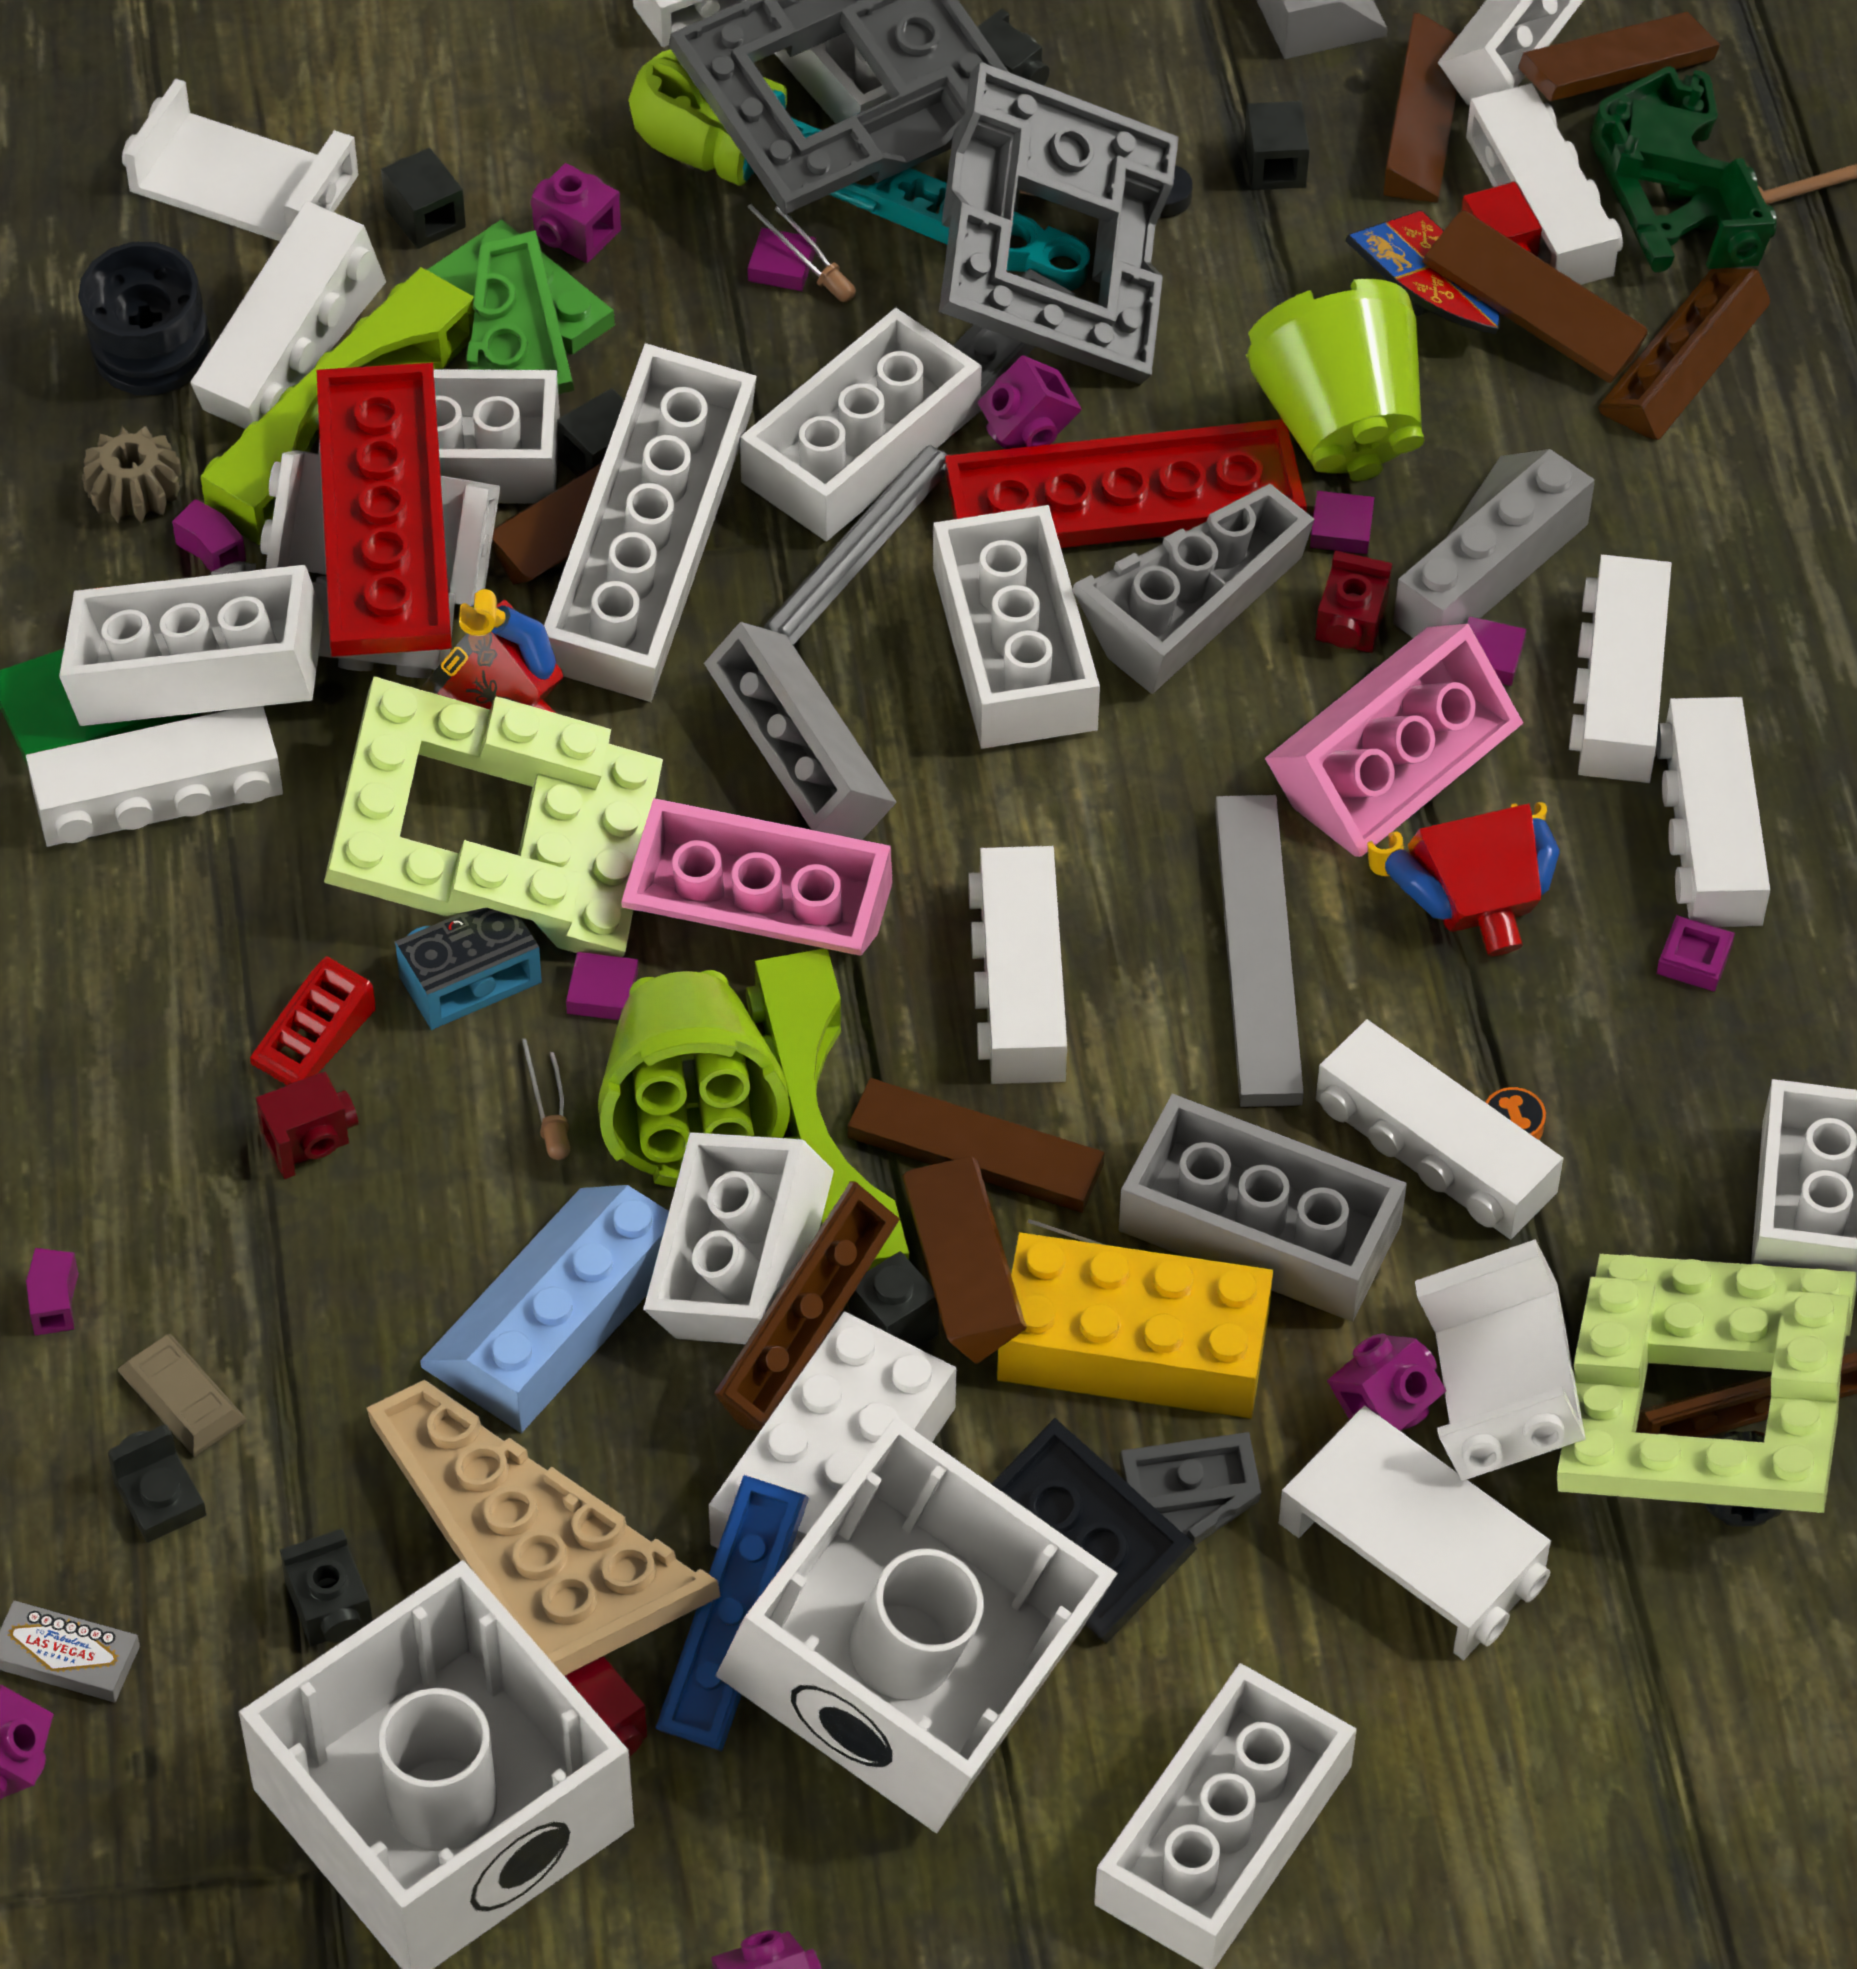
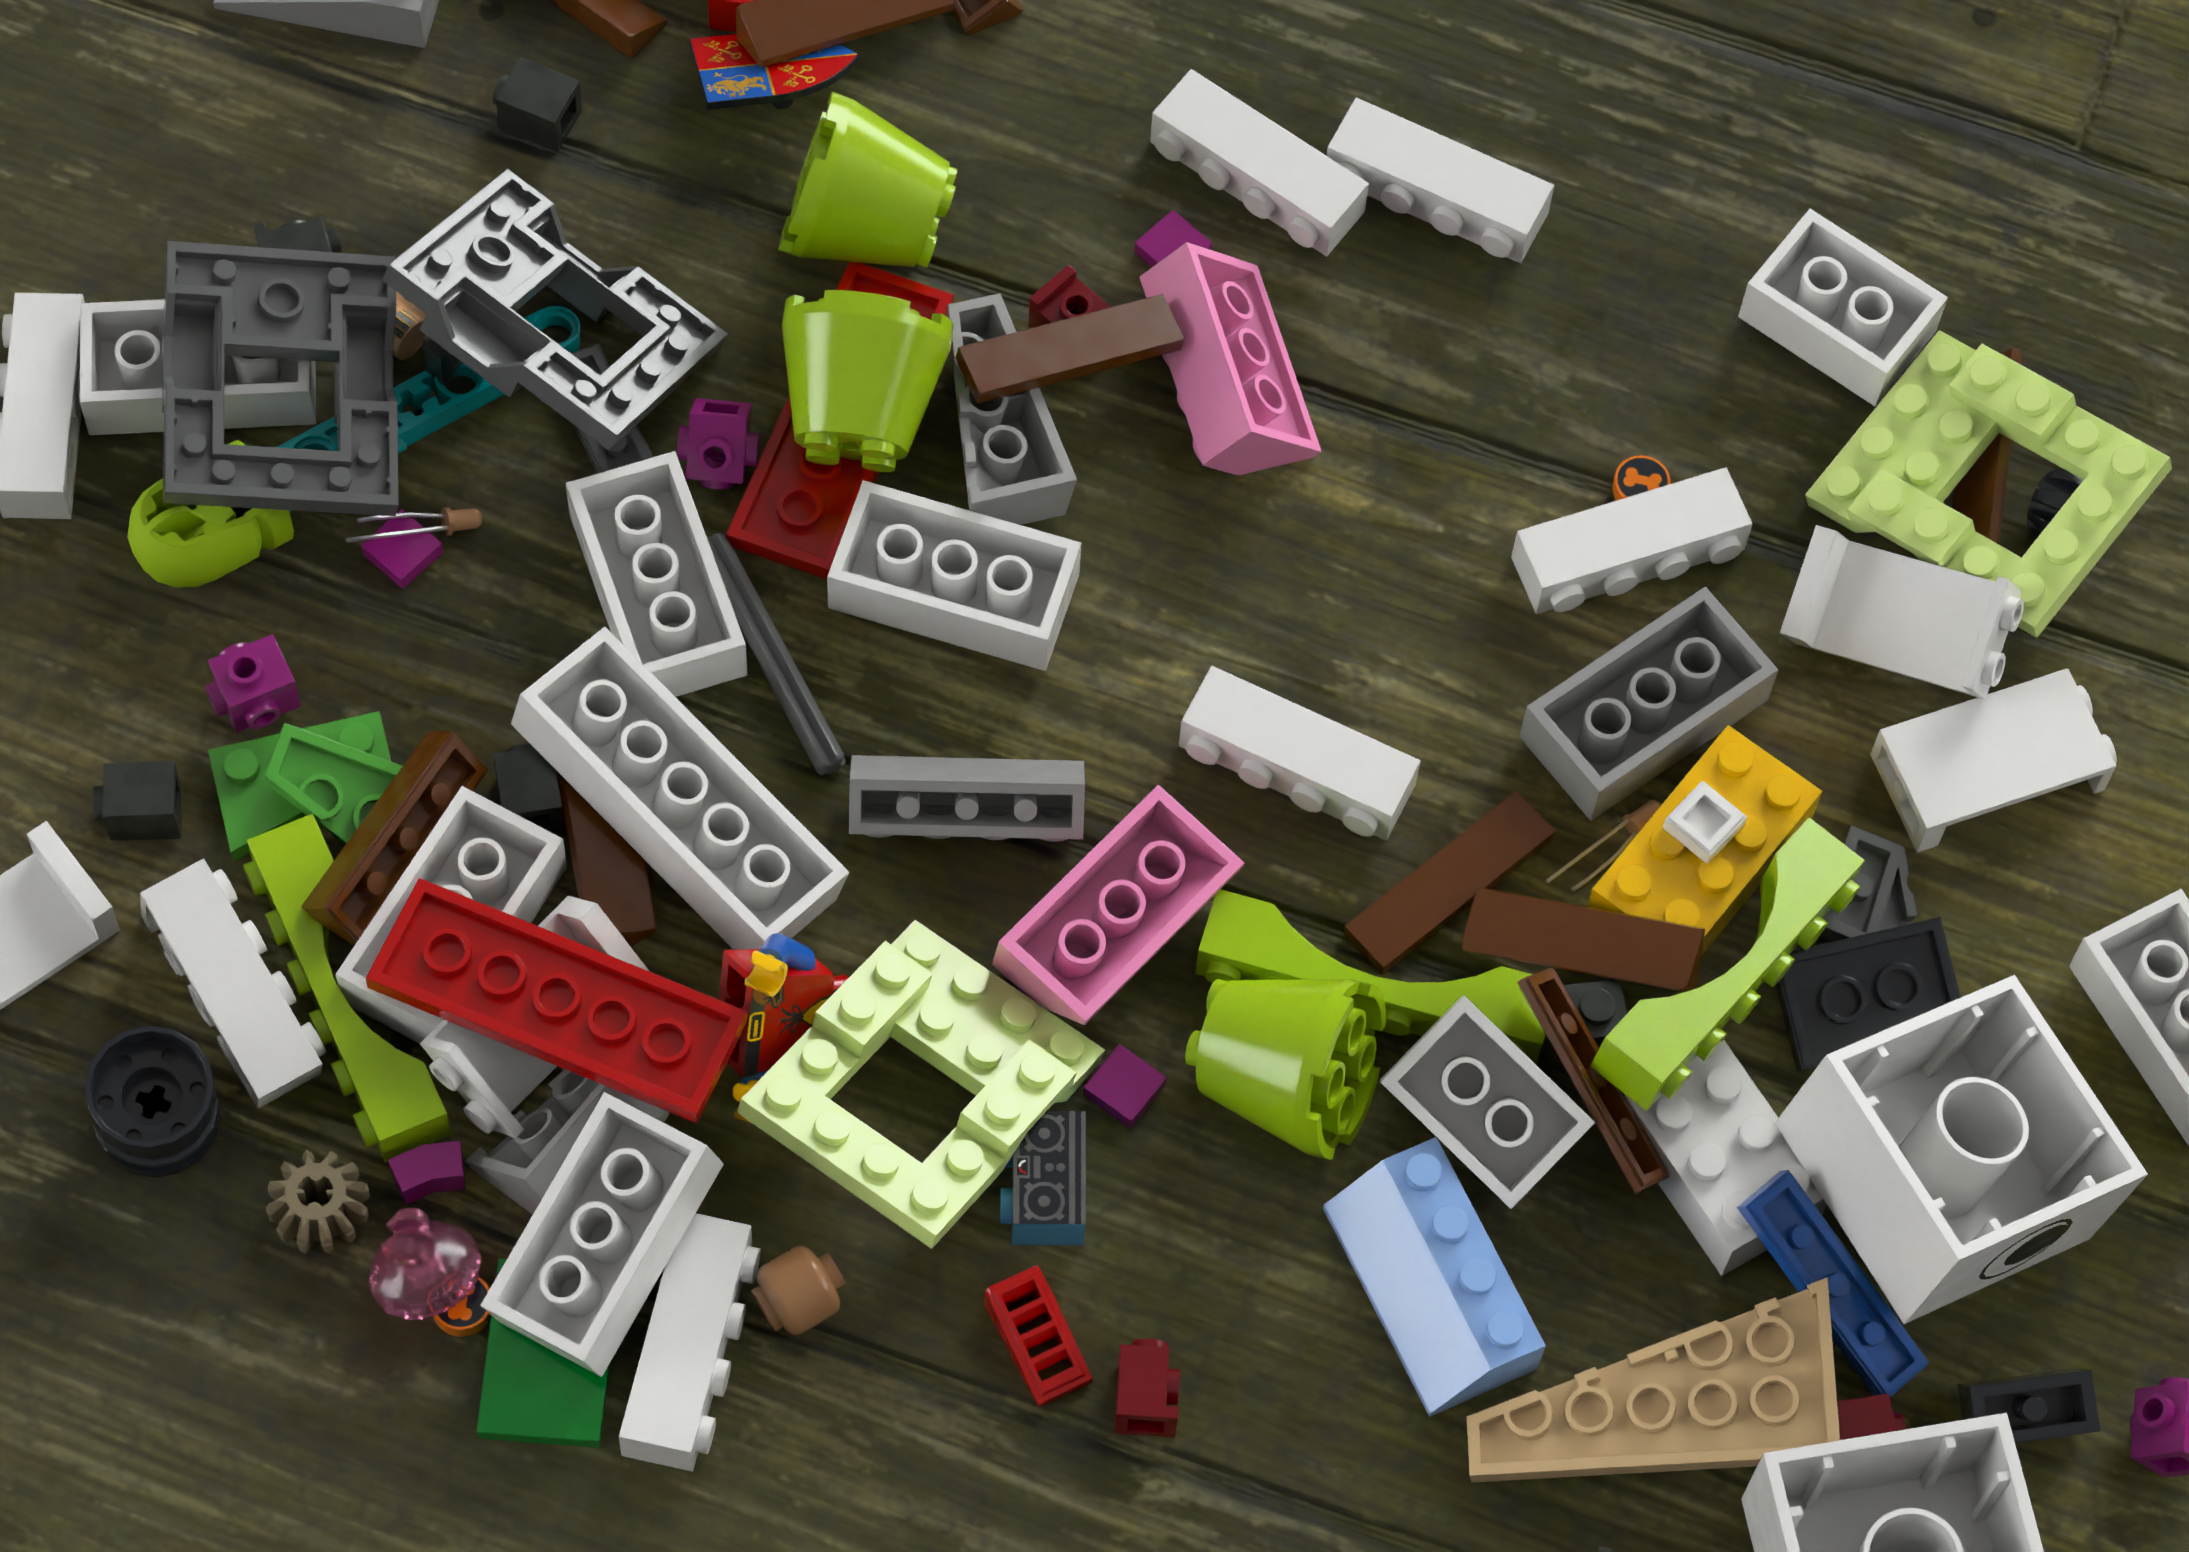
camera: 65 degrees left, 10 degrees up
(111, 554) = (423, 1266): none -> clear pink hair
(248, 831) = (798, 1290): none -> medium nougat head
(553, 1127) = (1256, 1195): medium nougat piece -> none
(577, 360) = (392, 834): none -> reddish brown slope
(708, 1840) = (2037, 1403): none -> black brick
(871, 1329) = (1663, 1035): none -> lime arch
(1140, 449) = (860, 374): none -> lime cone
(1142, 1282) = (1704, 822): none -> white tile
(1258, 951) = (1373, 574): light grey tile -> none
(1293, 590) = (1069, 348): none -> reddish brown tile
(1342, 522) = (973, 275): magenta tile -> none
(1390, 1378) = (1856, 703): magenta brick -> none
(1476, 870) = (1405, 375): red torso -> none
(1506, 532) = (1065, 172): light grey wedge -> none
(1695, 953) = (1554, 272): magenta tile -> none

